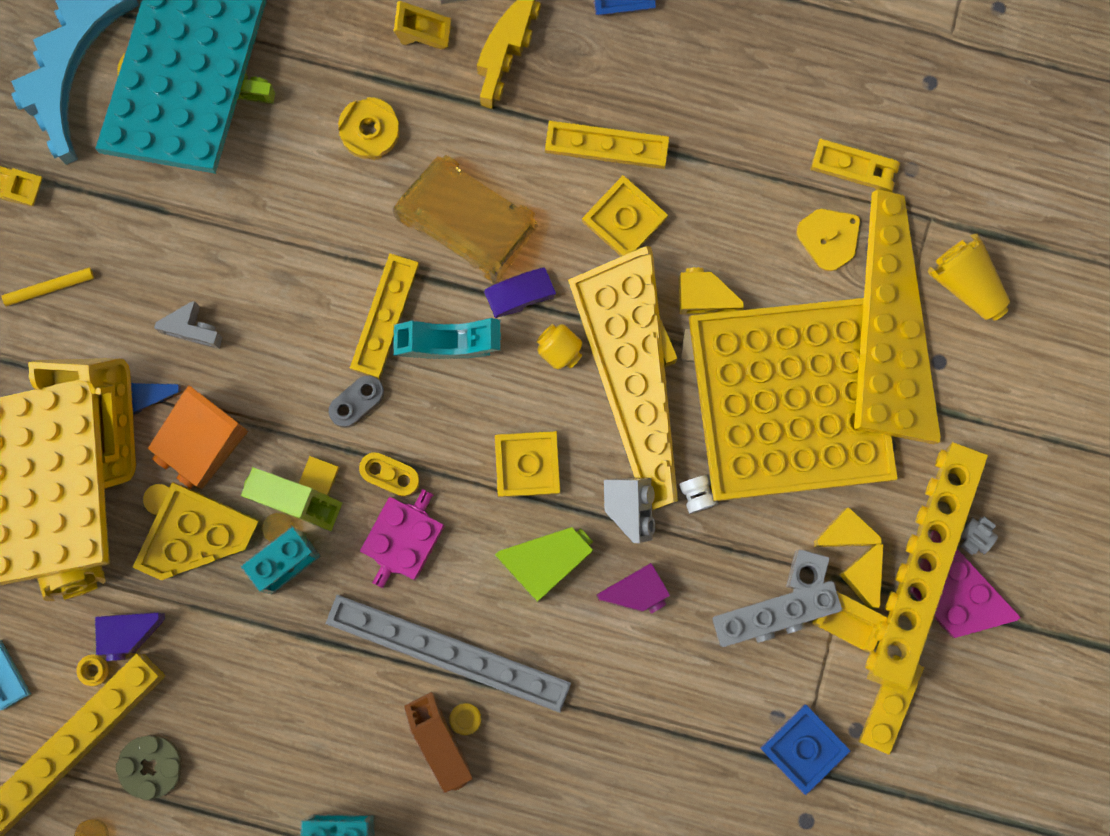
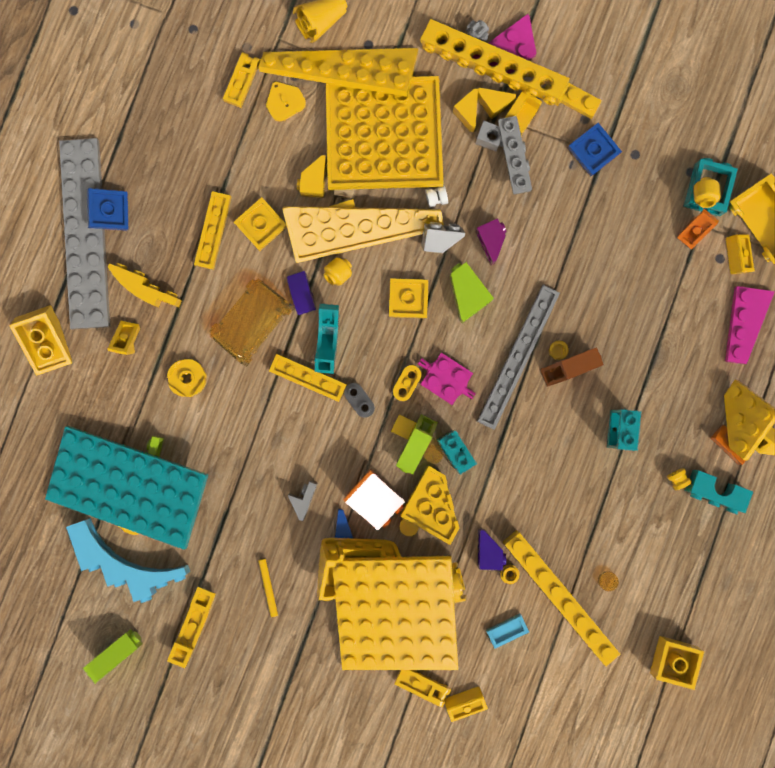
camera: 85 degrees left, 5 degrees up
(148, 748) = (581, 546): olive plate -> none

